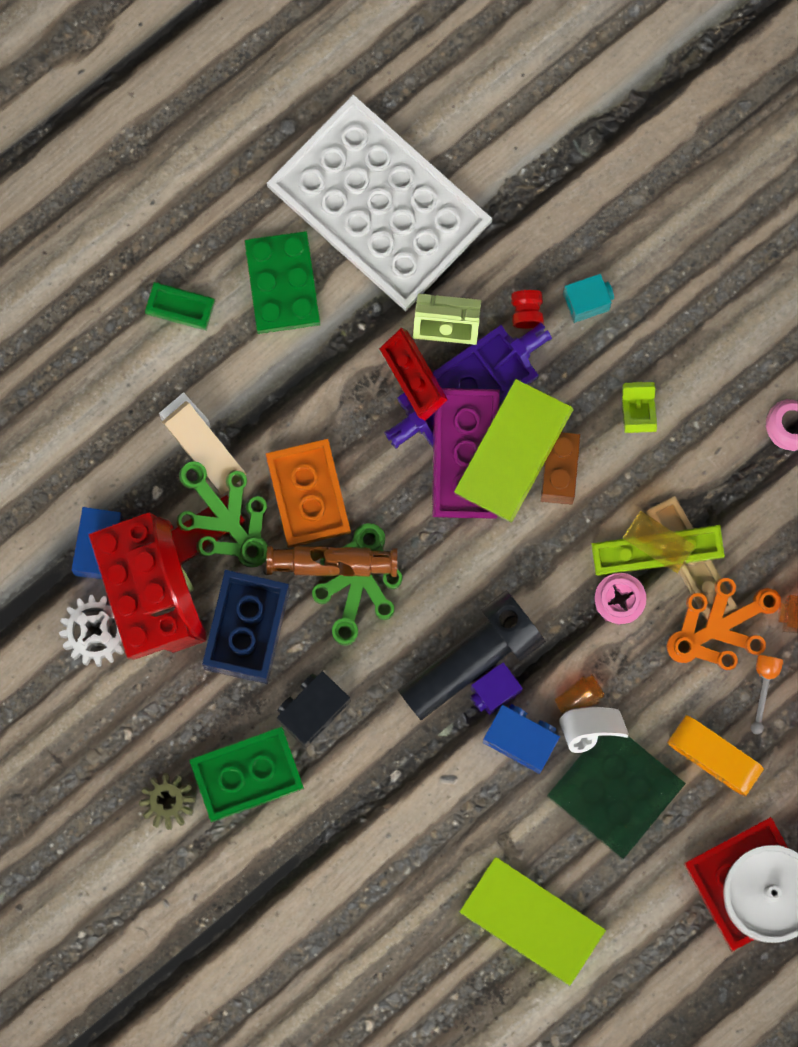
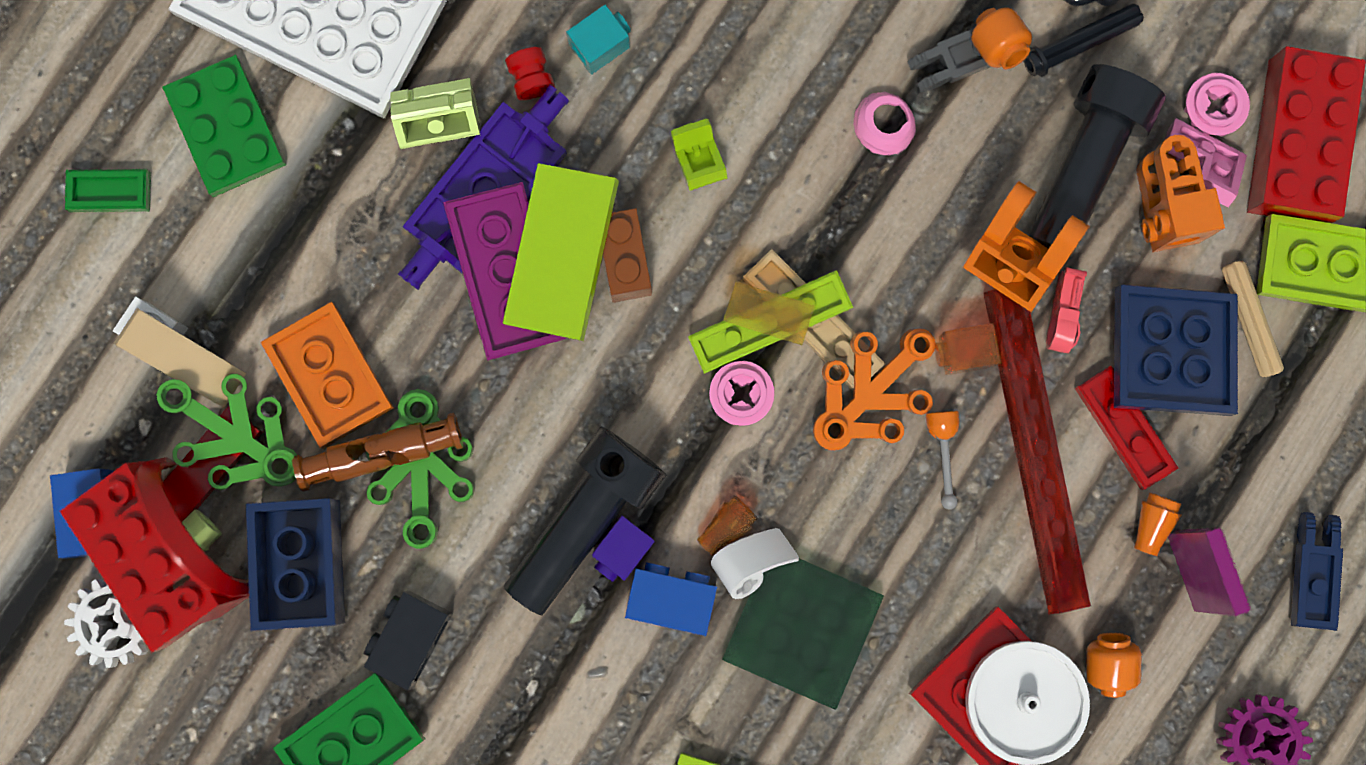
camera: 20 degrees left, 5 degrees up
(413, 374) = (412, 193): red tile -> none
(715, 755) = (910, 551): light orange beam -> none

